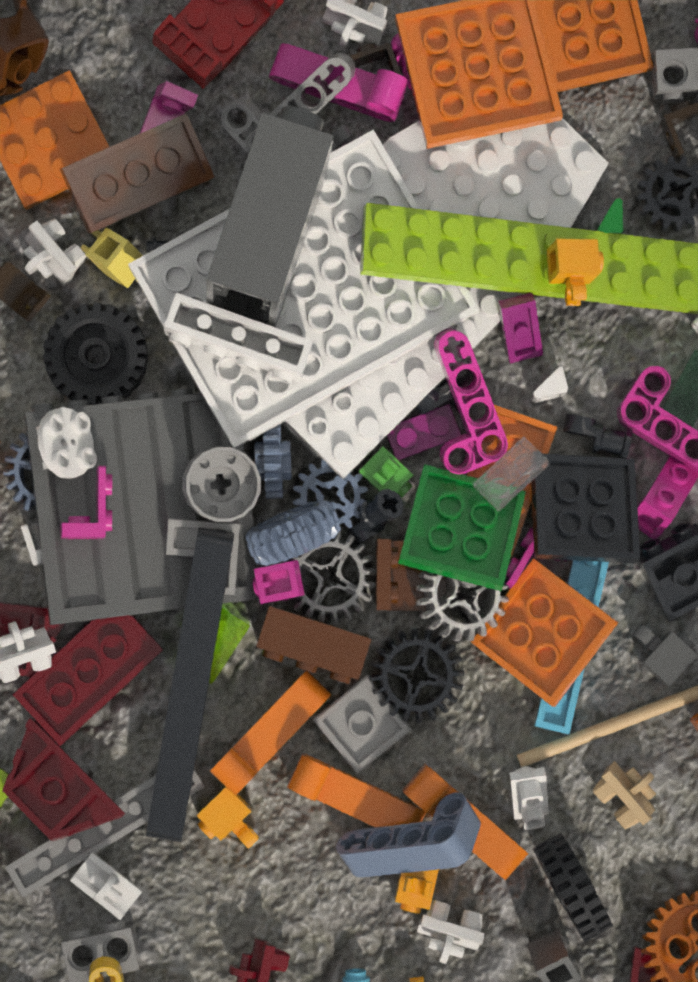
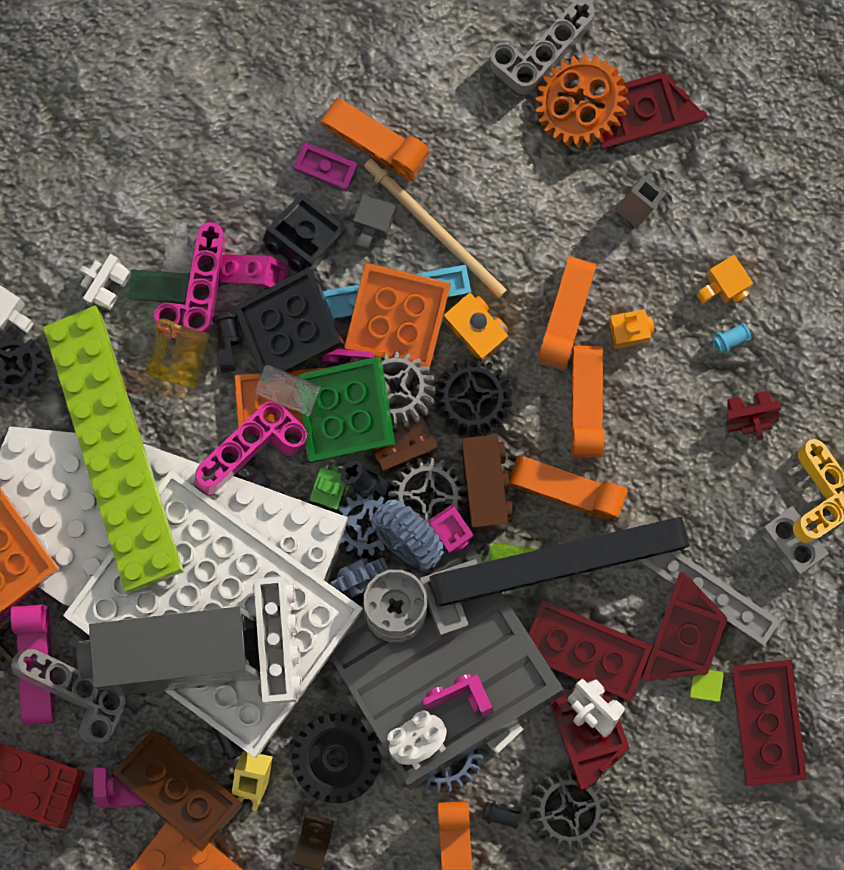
camera: 110 degrees left, 5 degrees down
(48, 256) = (273, 833): white hips -> none
(106, 885) = (741, 561): white hips -> none
(226, 814) = (645, 495): light orange brick -> none
(360, 725) = (530, 423): light grey plate -> none
(414, 846) = (603, 338): sand blue beam -> none
(423, 432) = (284, 475): magenta plate -> none
(465, 934) = (650, 276): white hips -> none
(494, 714) = (476, 327): none -> light orange piece
(520, 327) = (170, 435): magenta plate -> none
(529, 796) = (525, 273): white hips -> none
(553, 387) = (203, 391): white slope -> none
(572, 887) = (578, 209): black wheel -> none
(574, 264) = (104, 410): light orange brick -> none
(602, 384) = (186, 357): none -> clear yellow plate
(613, 219) = (54, 403): green slope -> none
(631, 789) = (485, 213): tan hips -> none

